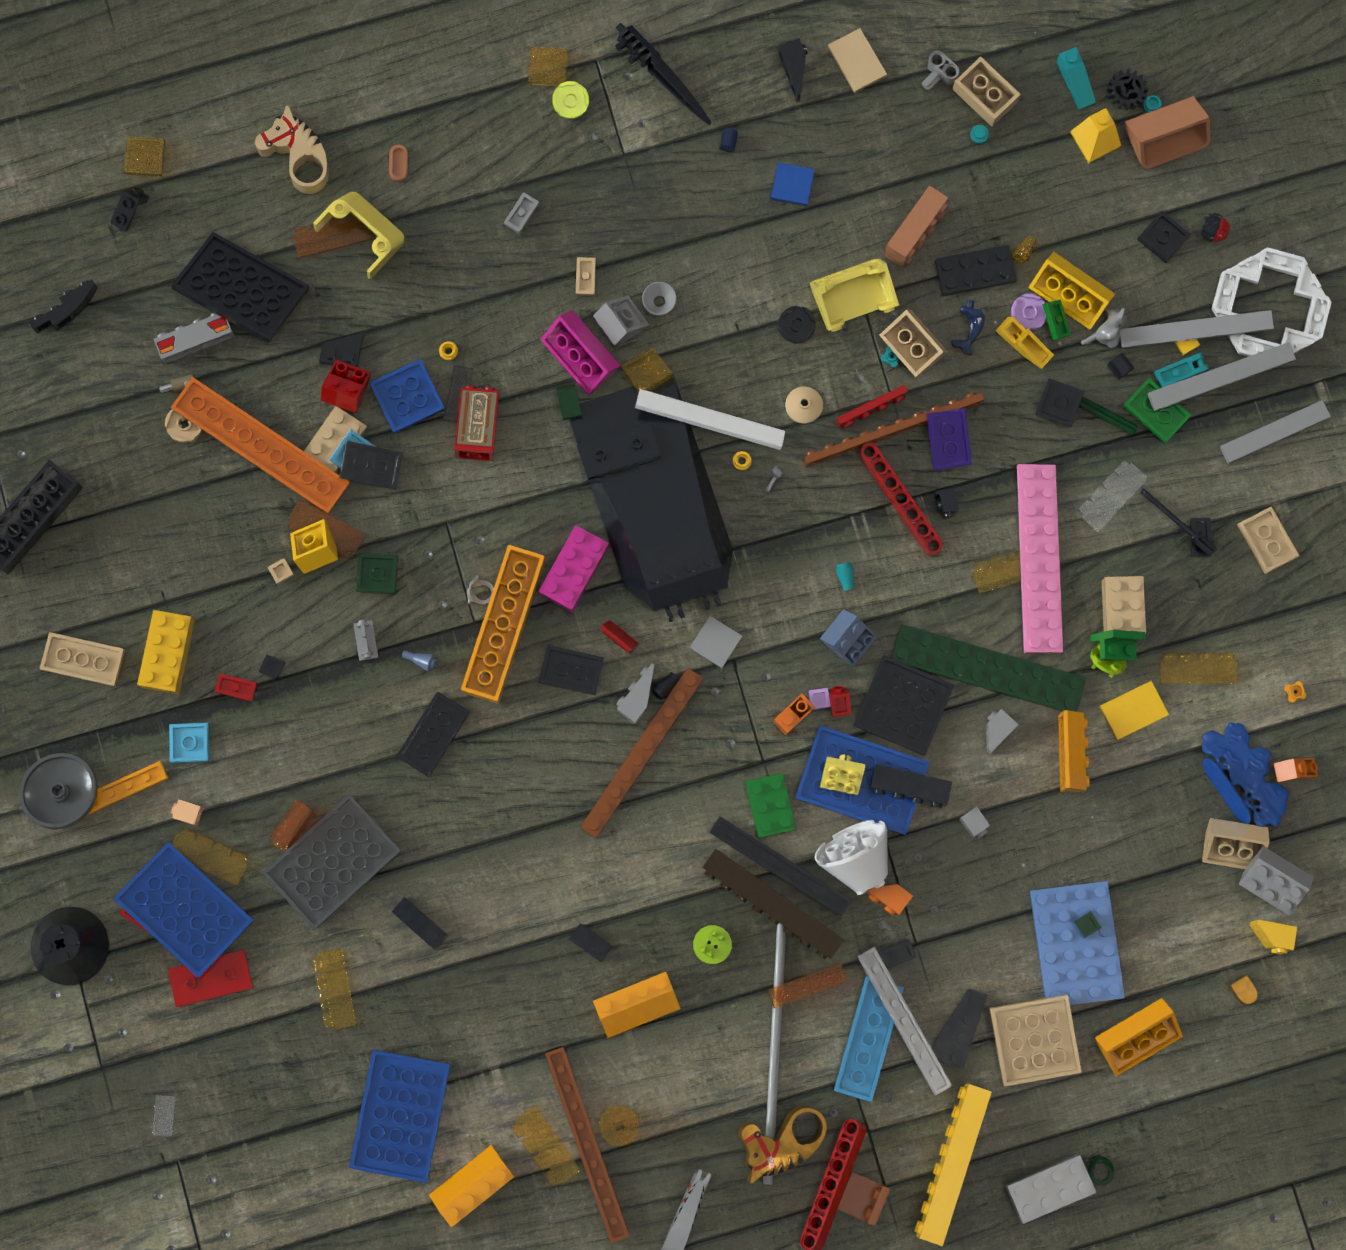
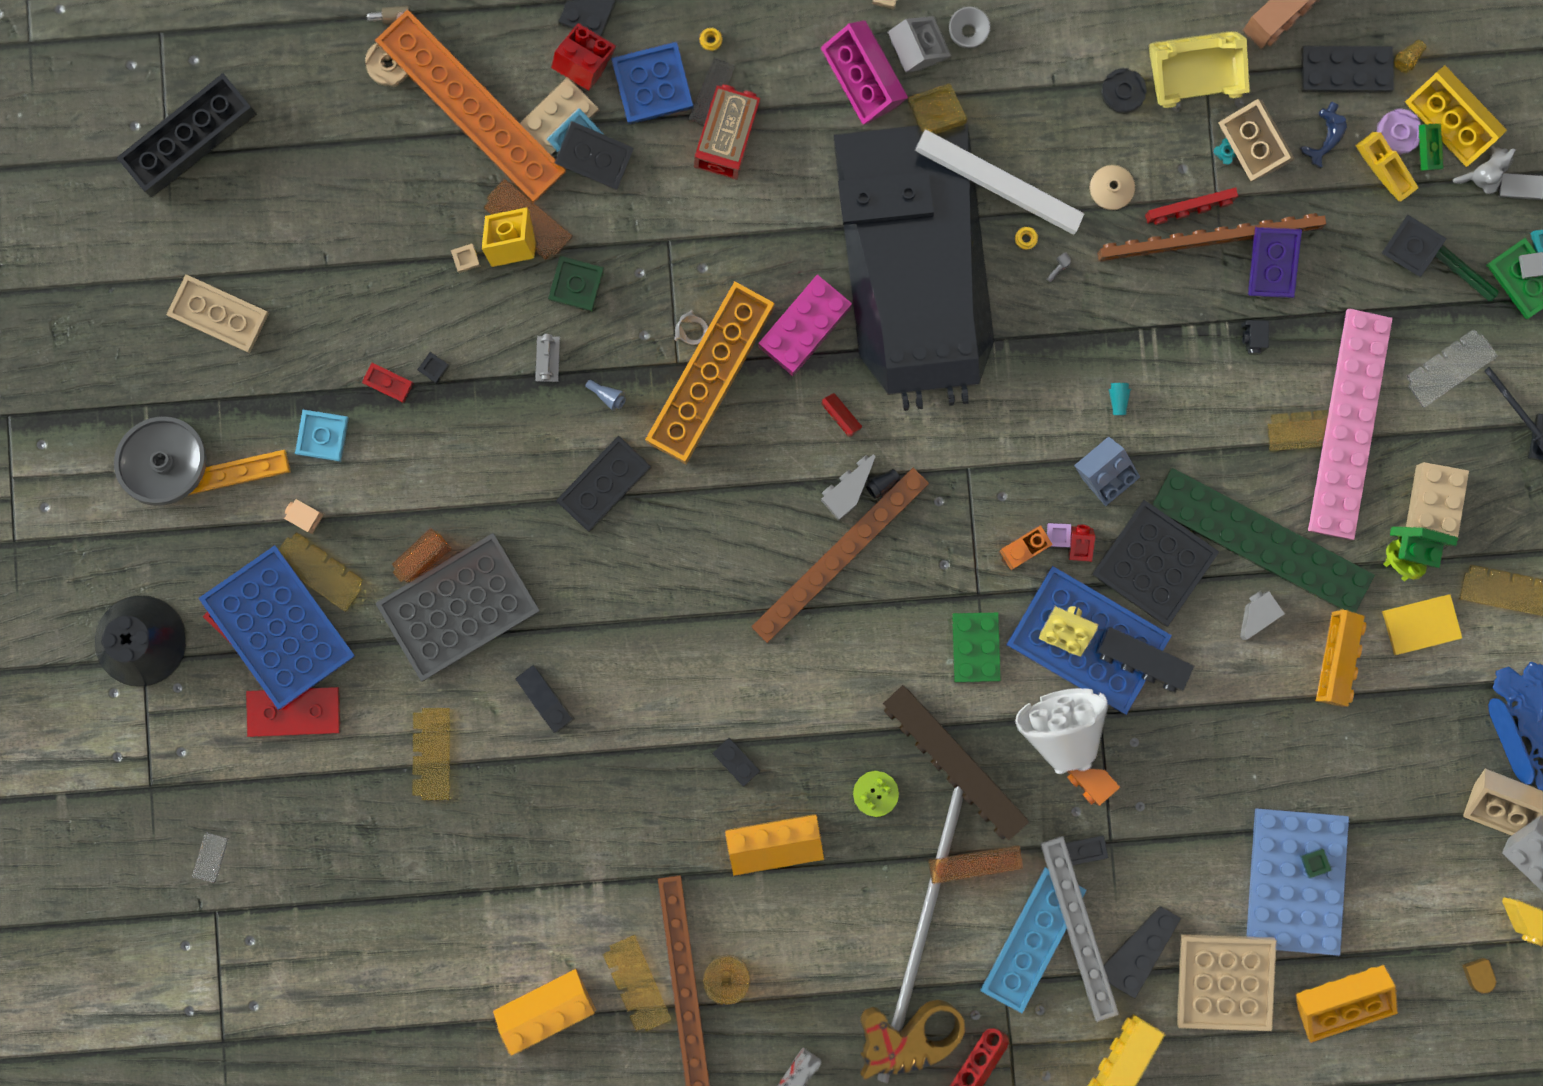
camera: 15 degrees right, 5 degrees up
(166, 652) = (315, 325): yellow brick -> none
(399, 1116) = (477, 915): blue plate -> none
(569, 402) = (839, 128): dark green slope -> none
(571, 670) = (778, 442): black plate -> none
(715, 642) = (952, 444): light grey tile -> none
(780, 866) = (973, 720): black plate -> none
(900, 490) = (1202, 333): red beam -> none
(975, 823) = (1209, 717): light grey brick -> none
(1120, 366) = (1493, 217): black brick -> none

